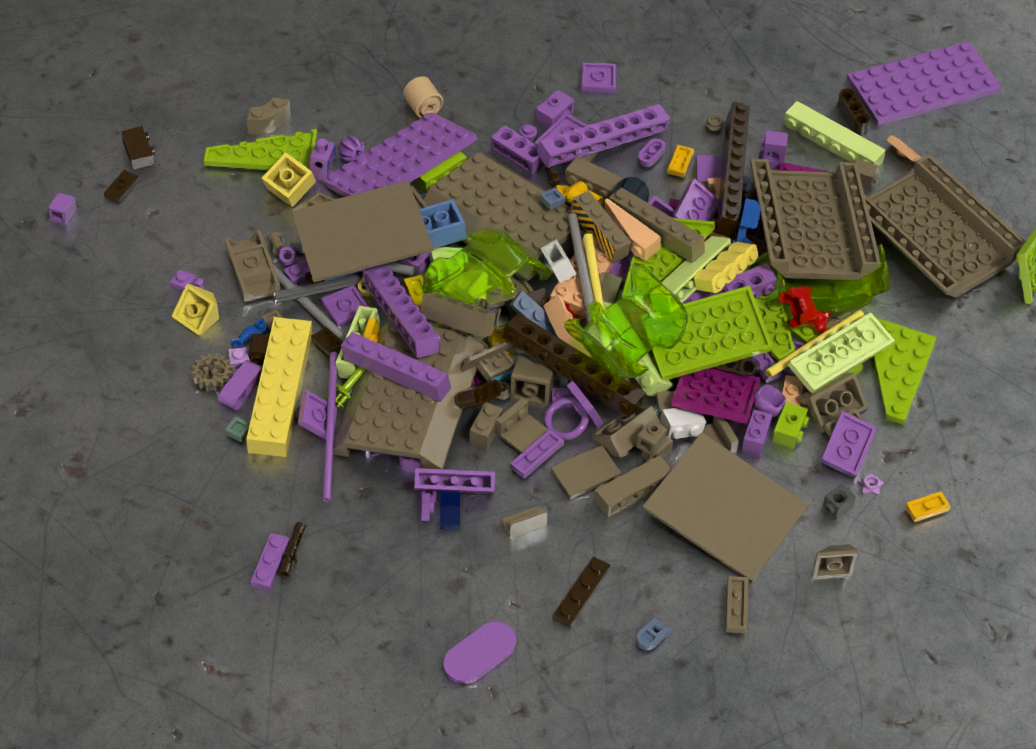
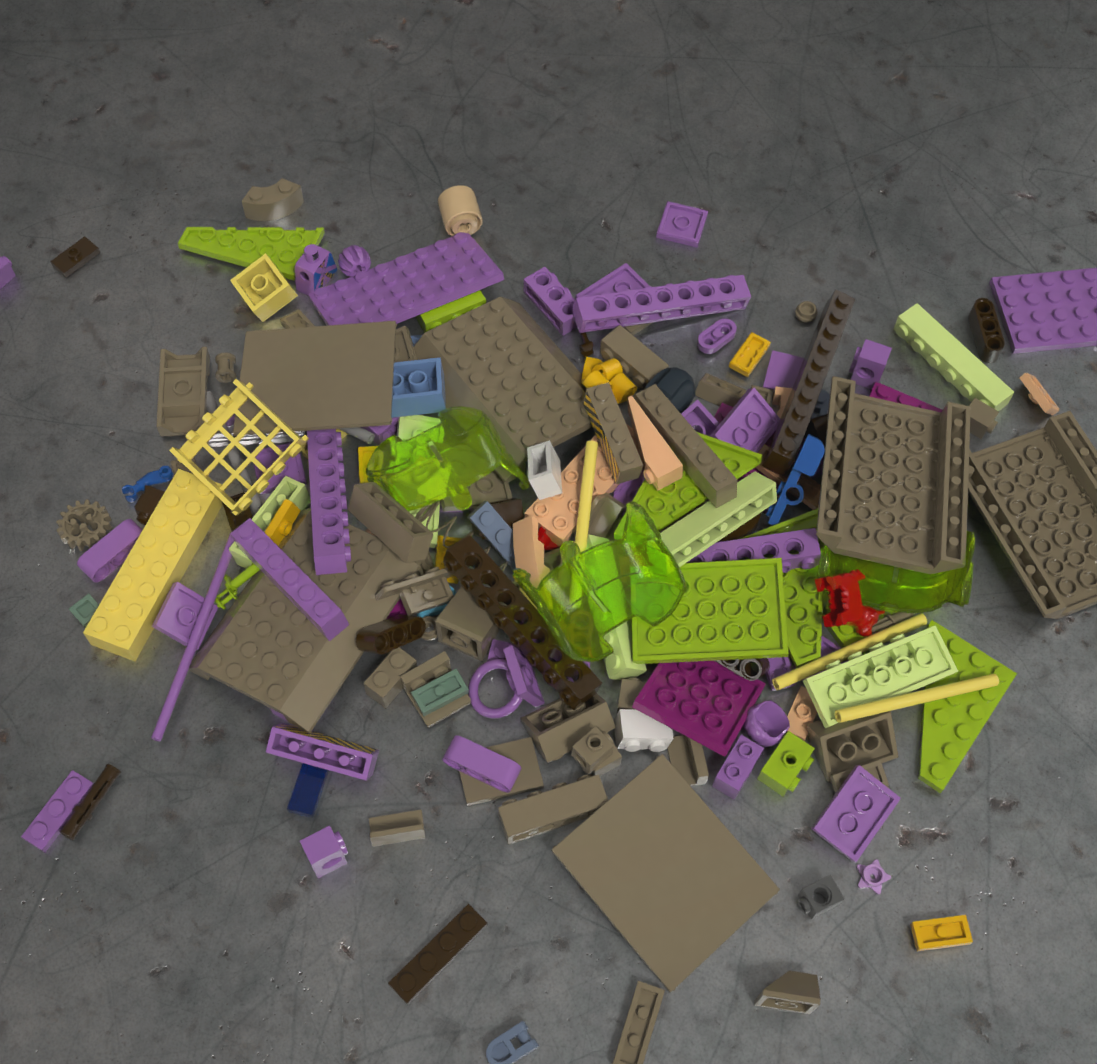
camera: 15 degrees right, 10 degrees up
(138, 148) = (108, 212): dark brown brick -> none
(182, 278) = (102, 395): medium lavender plate -> none
(196, 309) = (96, 437): light yellow slope -> none
(238, 356) = (124, 510): lavender plate -> none
(287, 250) = (225, 384): medium lavender plate -> none
(298, 274) = (214, 423): none -> light yellow window
(427, 505) = (277, 777): medium lavender plate -> none
(479, 652) = (274, 1017): medium lavender tile -> none
(480, 541) = (325, 851): none -> medium lavender brick
(526, 427) = (440, 692): none -> sand green plate
(528, 132) = (574, 279): medium lavender plate -> none
(536, 454) = (442, 730): medium lavender plate -> none
(552, 198) = (565, 380): sand blue plate -> none
(554, 108) = (614, 254): medium lavender brick -> none
(573, 466) = (481, 763): none -> medium lavender beam
(581, 262) = (575, 475): light grey piece -> none
(665, 191) = (718, 391): none -> dark tan slope
(726, 267) = (762, 520): light yellow brick -> none
(870, 361) = (916, 698): none -> light yellow piece

